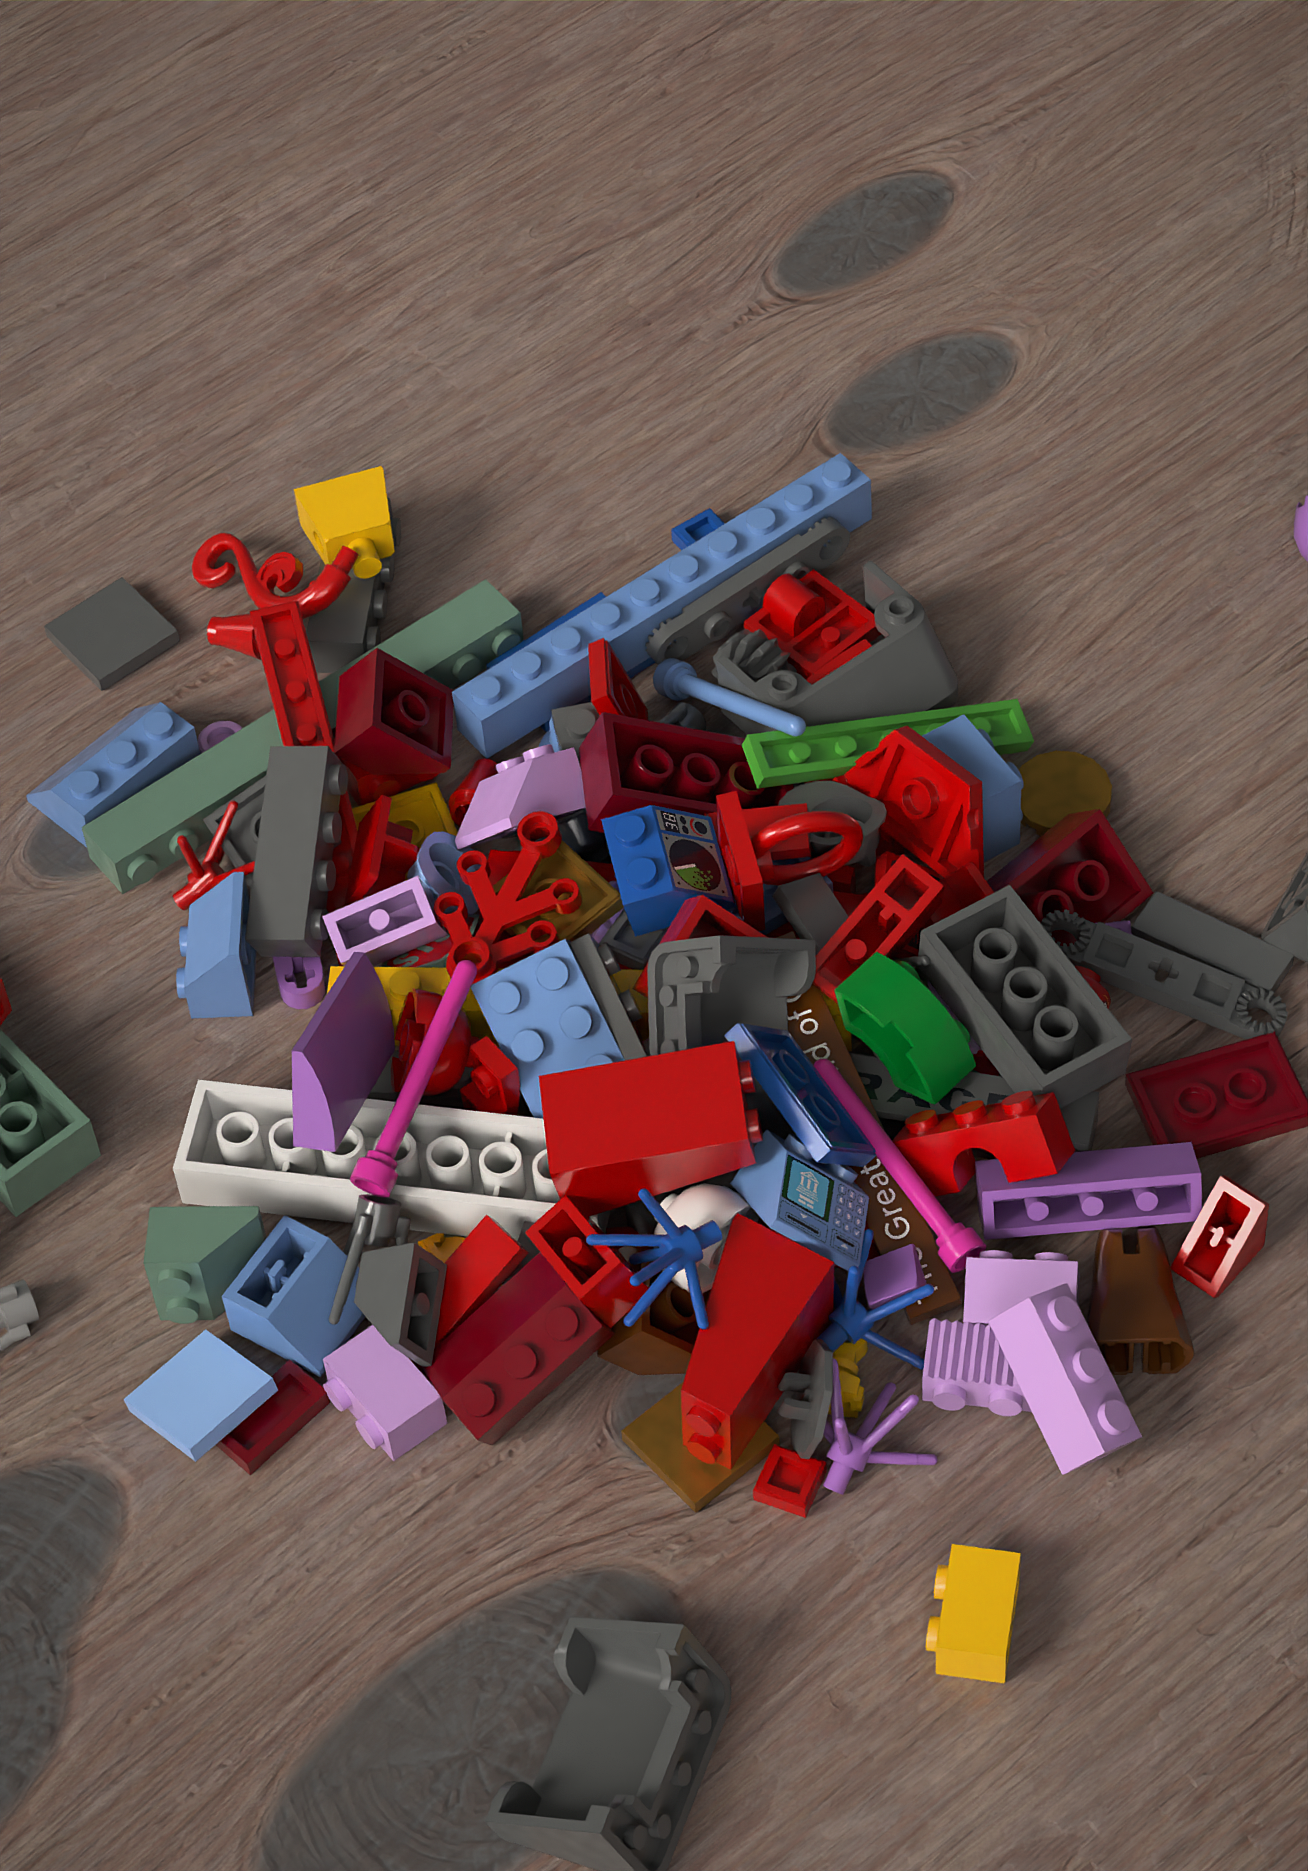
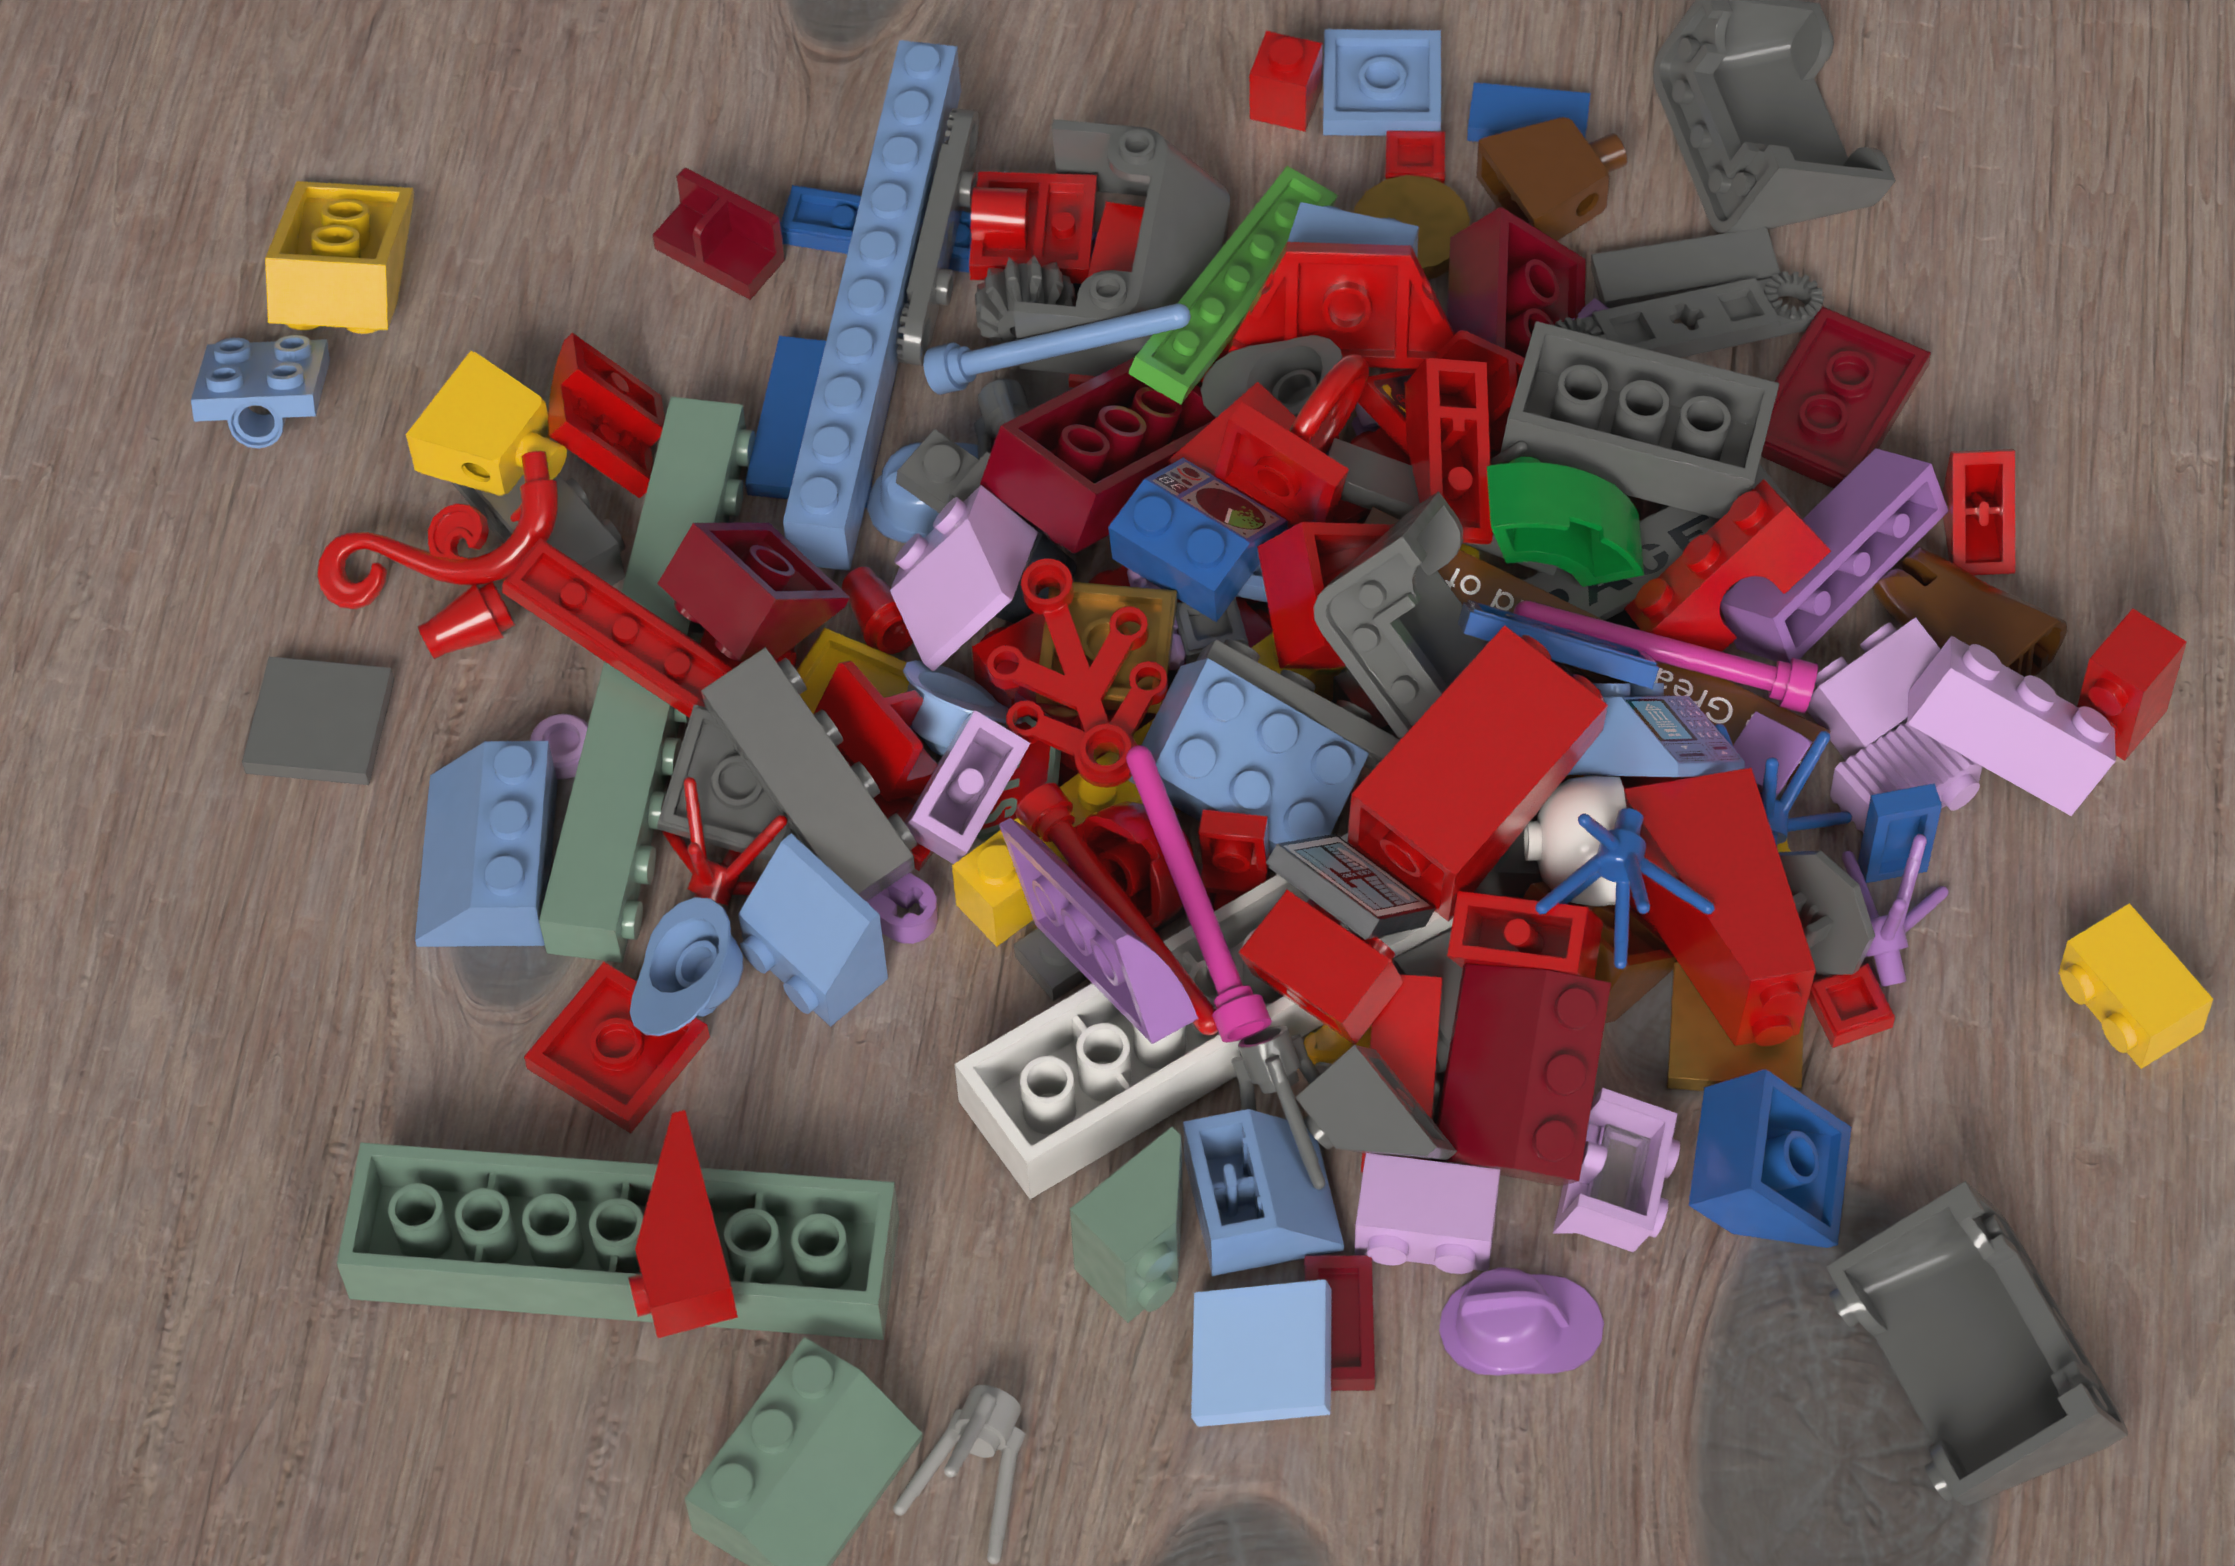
camera: 45 degrees left, 5 degrees up
(62, 938) = (604, 1058): none -> red tile
(138, 922) = (686, 968): none -> medium blue piece
(280, 417) = (276, 374): none -> medium blue plate
(374, 1506) = (1520, 1324): none -> medium lavender piece
(401, 973) = (1049, 816): none -> red piece
(405, 372) = (338, 256): none -> yellow slope
(436, 559) = (604, 415): none -> red slope
(446, 1180) = (1322, 965): none -> red brick
(507, 1143) = (1350, 886): none -> tile
(521, 1462) = (1621, 1173): none -> lavender window
(611, 685) = (935, 411): red tile -> none
(621, 1533) = (1770, 1162): none -> blue slope
(631, 512) = (721, 235): none -> dark red panel
(929, 1380) = (1891, 827): none -> blue tile
(1076, 645) = (1285, 81): none -> red brick
(1117, 753) = (1415, 154): none -> red tile
(1142, 690) = (1381, 81): none -> medium blue plate
(1181, 823) = (1549, 174): none -> reddish brown torso
(1181, 1416) = (2133, 678): none -> red brick
(1219, 778) = (1507, 108): none -> blue tile

